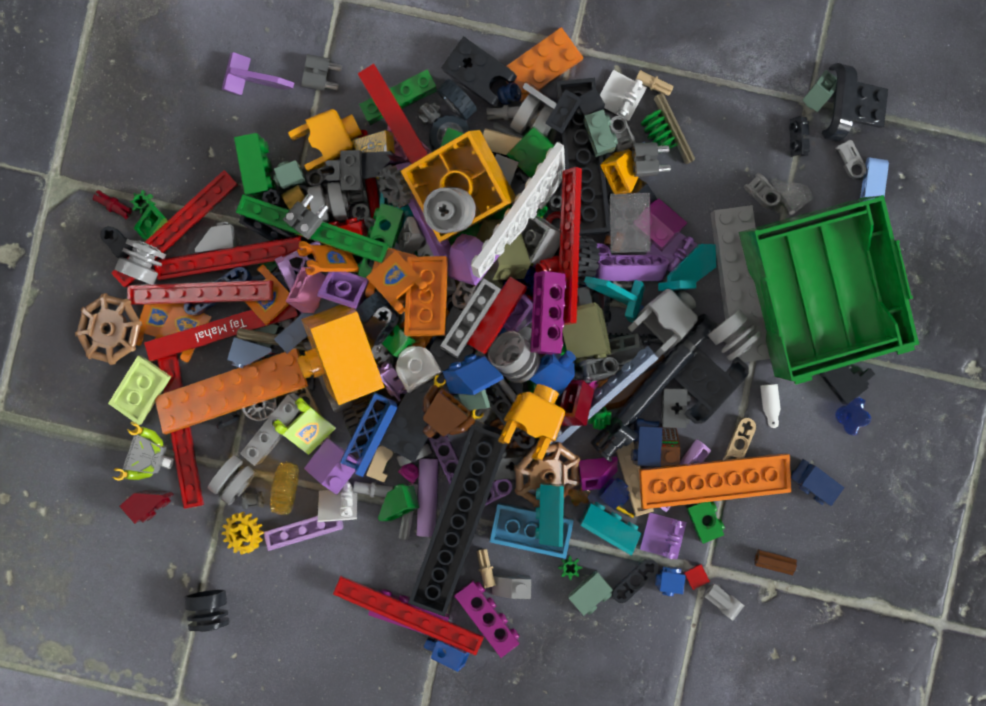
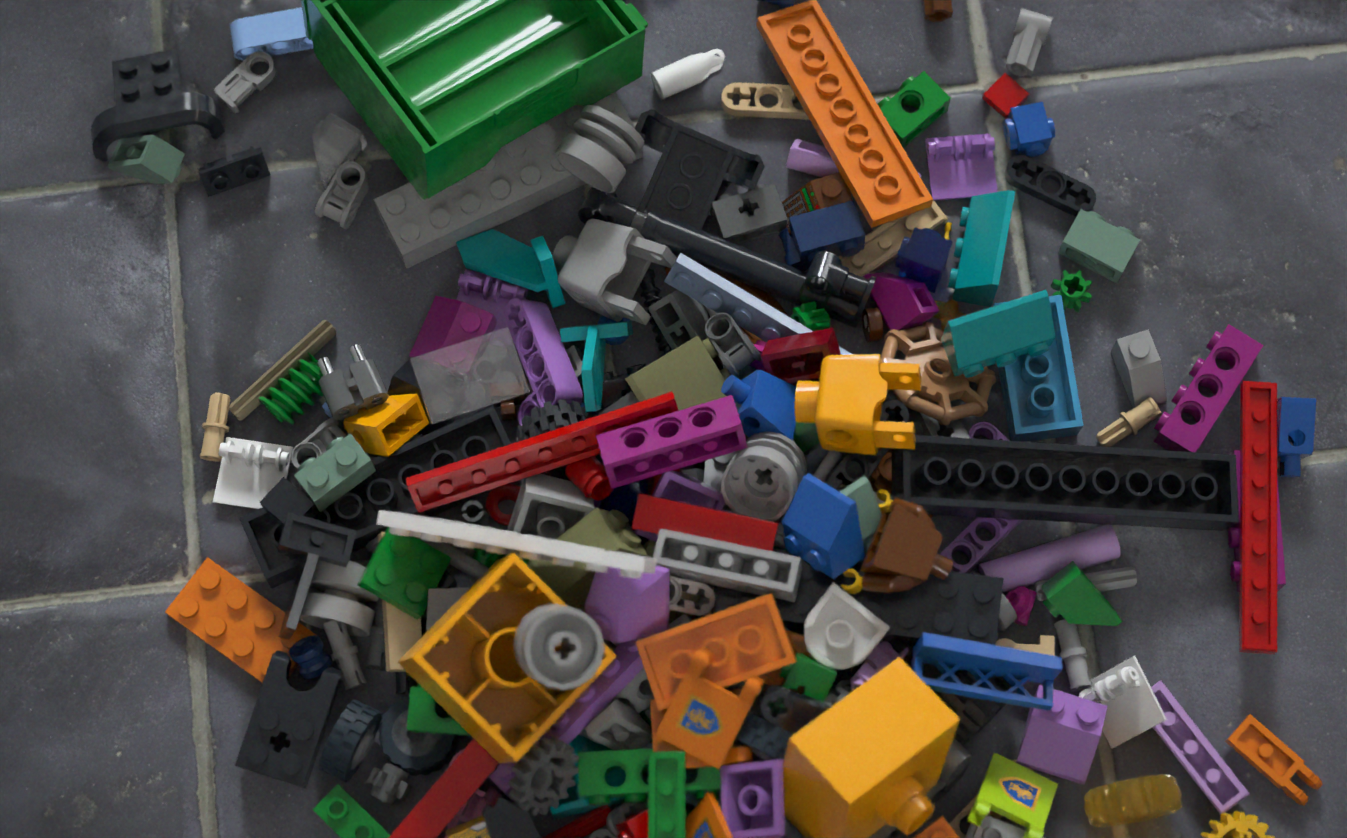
camera: 110 degrees left, 15 degrees down
(284, 570) = (1272, 758): none -> orange hinge
(588, 452) = (872, 324): none -> reddish brown tile

